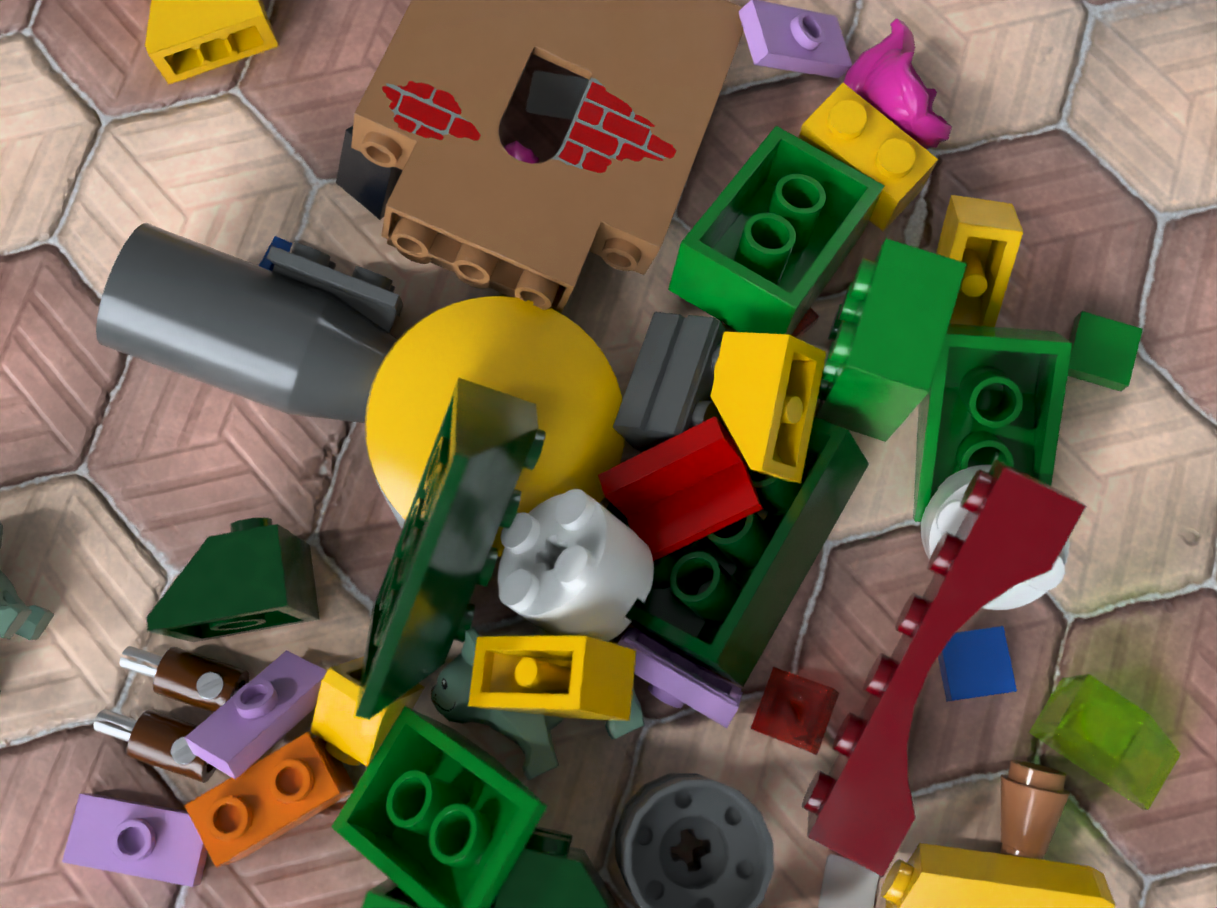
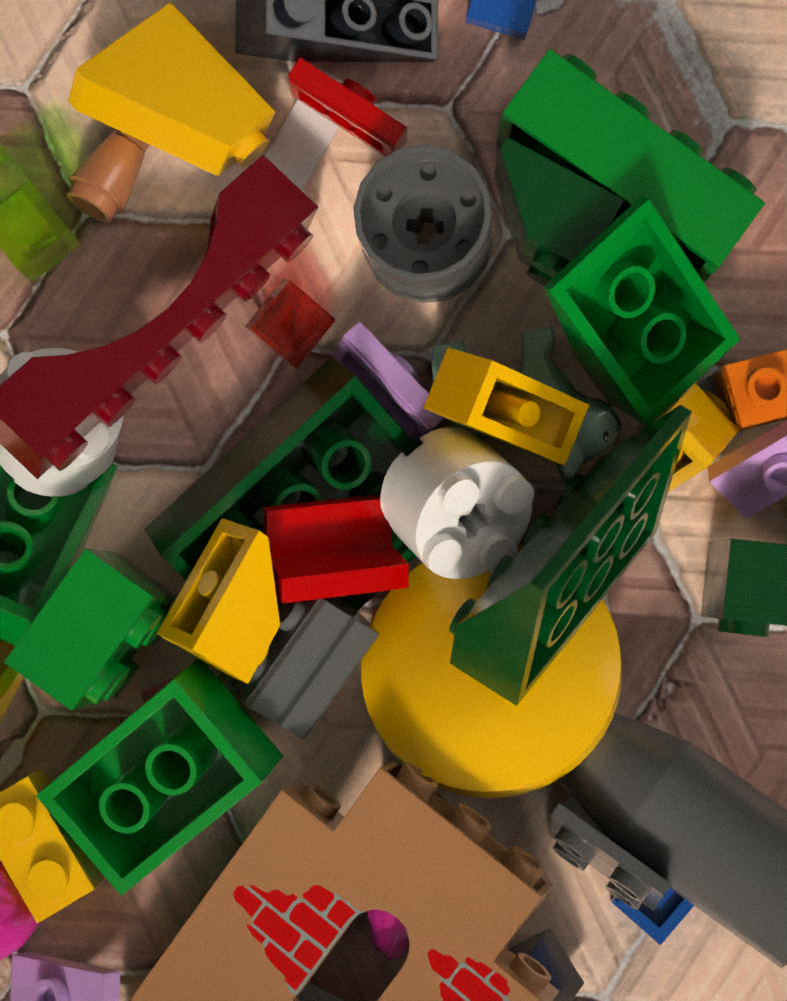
camera: 165 degrees left, 10 degrees up
(976, 664) = (107, 313): blue tile -> none

